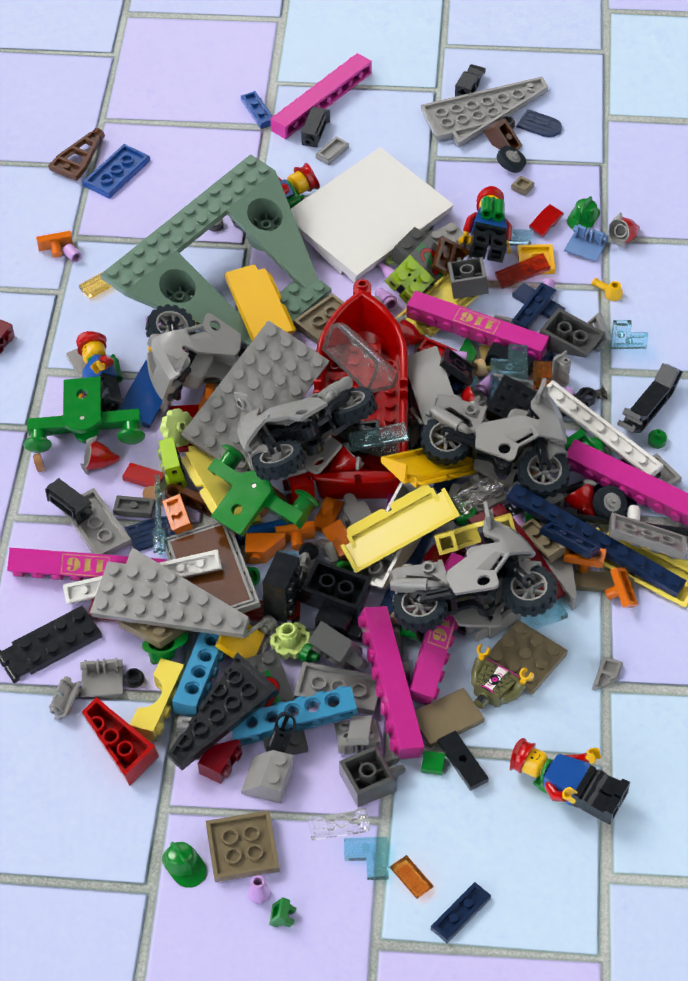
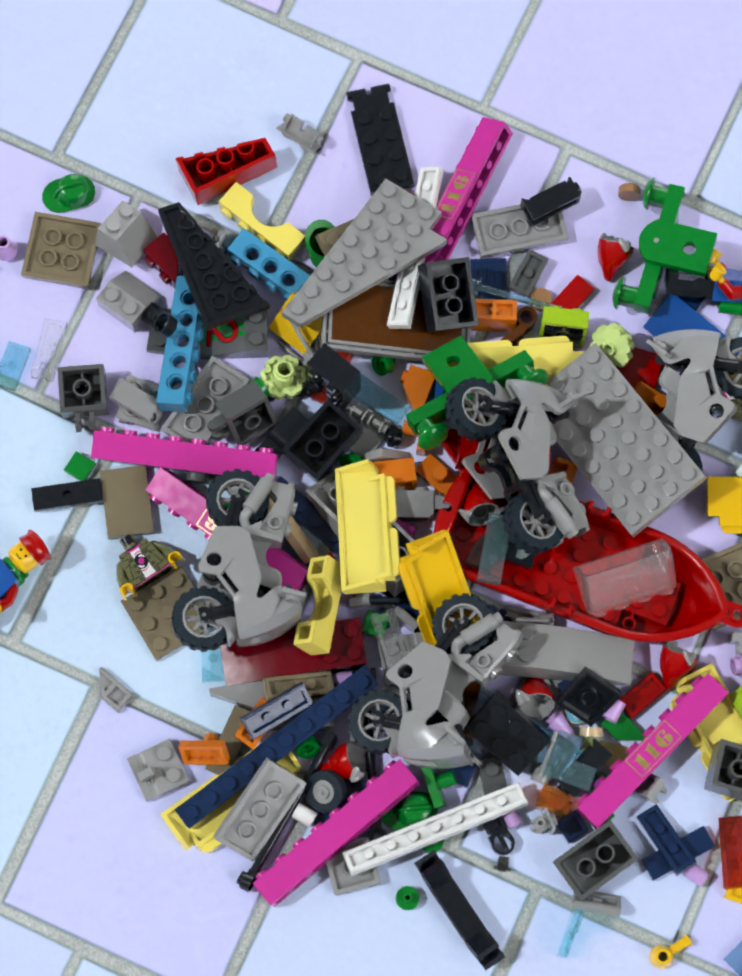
camera: 105 degrees right, 25 degrees up
(102, 677) = (315, 178): light grey hinge -> none
(134, 678) = (301, 209): black plate -> none
(179, 534) = (448, 295): none -> black brick
(209, 797) = (125, 234): none -> light grey slope
(652, 621) = (158, 770): none -> light grey hinge

